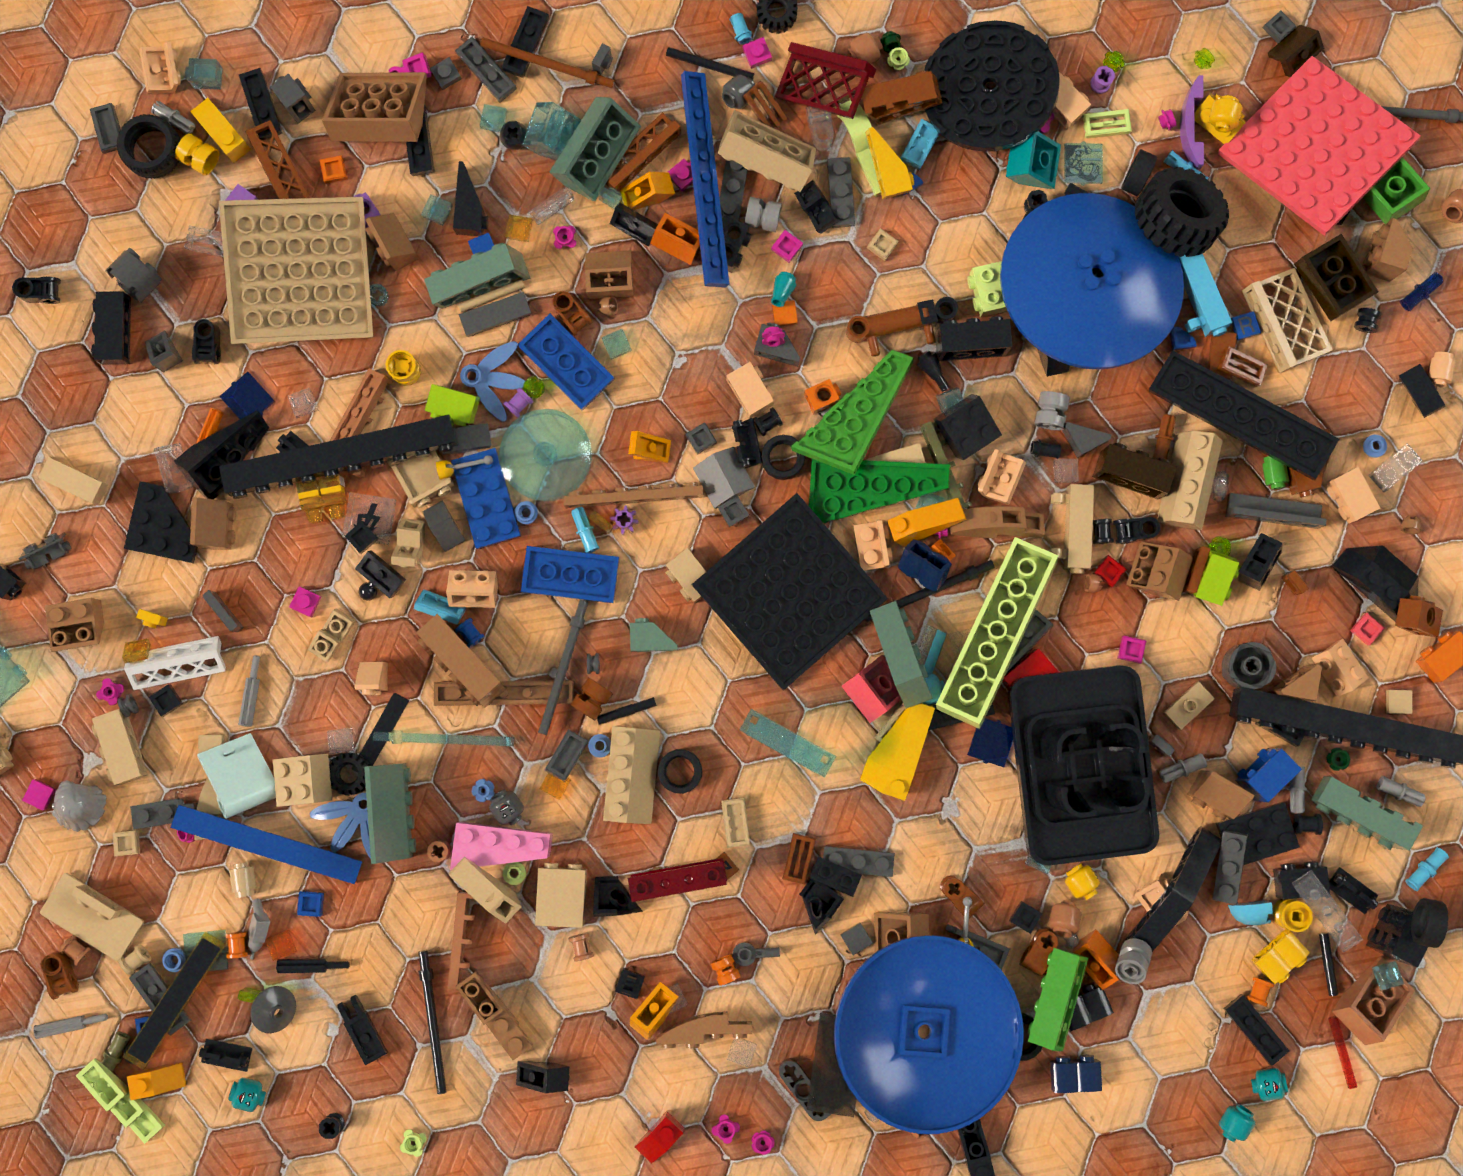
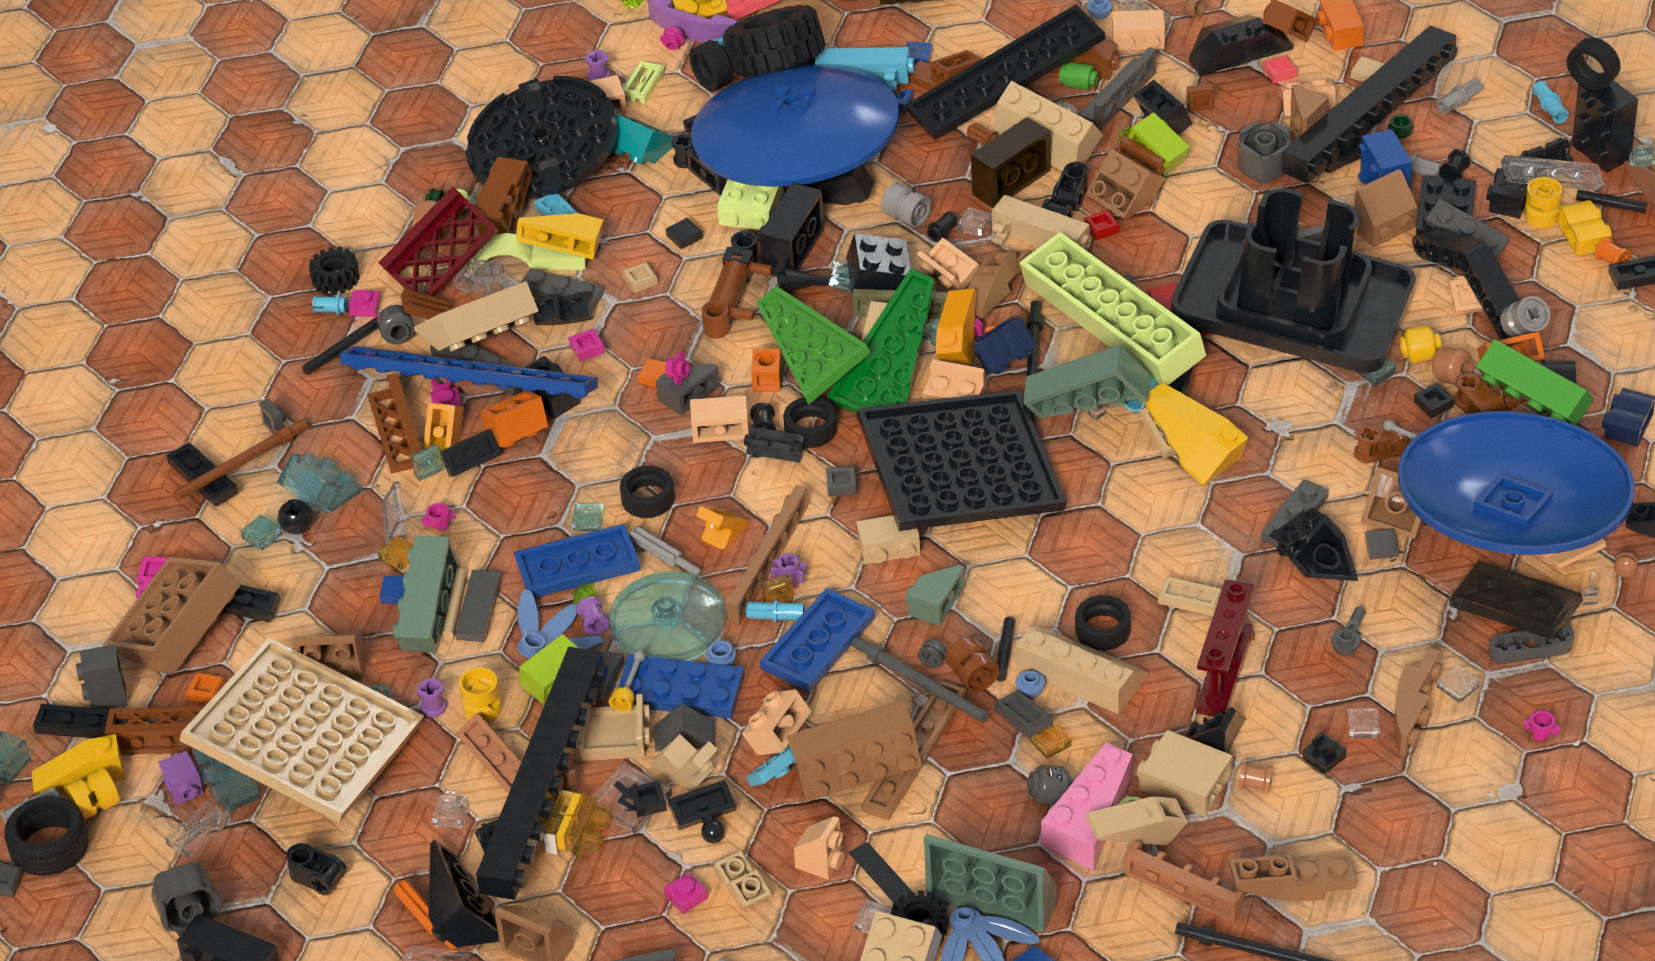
camera: 60 degrees left, 40 degrees down
(162, 352) = (293, 914): dark grey slope -> none
(246, 396) = (404, 862): clear blue piece -> none
(397, 334) = (432, 701): none -> medium lavender bush
(398, 737) = (906, 859): clear light blue bar -> none
(432, 848) = (1071, 860): nougat bush -> none
(436, 210) = (324, 611): clear light blue plate -> none
(445, 73) = (180, 549): dark grey plate -> none
(468, 211) = (339, 579): black slope -> none
(486, 69) = (203, 520): dark grey tile -> none
(487, 785) = (1017, 805): medium blue plate -> none
(542, 1076) = (1390, 864): black slope -> none
(572, 316) = (523, 534): dark orange piece -> none
(595, 148) = (362, 450): sand green slope -> none
(607, 417) = (661, 550): none -> light grey axle
(609, 274) = (511, 488): medium nougat slope -> none
(609, 305) = (541, 506): medium nougat hinge -> none
(653, 1011) = (1368, 733): light orange slope -> none
(657, 357) = (642, 477): none -> black tyre
(660, 1137) = (1521, 782): red slope -> none
(701, 438) = (741, 484): dark grey tile -> none
(723, 476) = (785, 475): light grey slope -> none
(727, 975) = (1354, 659): orange wheel -> none
(758, 1147) = (1574, 698): dark pink plate -> none
(763, 214) = (543, 341): light grey wheel -> none
(783, 287) = (628, 359): teal cone -> none
(788, 743) = (1142, 520): clear light blue window -> none
(799, 856) = (1259, 564): dark orange tile -> none
(873, 689) = (1112, 434): coral slope -> none
(946, 252) = (684, 233): none -> black tile
(991, 742) = (1227, 370): clear blue piece -> none
(1083, 163) = (668, 111): clear light blue piece -> none
(1084, 439) = (949, 194): dark grey slope -> none
(1091, 583) = (1101, 237): nougat hinge -> none
(1114, 60) = (578, 54): clear neon green plate -> none
(1131, 649) = (1190, 234): dark pink tile -> none
(1252, 912) = (1526, 234): medium azure brick -> none
(1272, 331) = (941, 33): tan fence -> none
(1365, 814) = (1469, 118): sand green wedge -> none

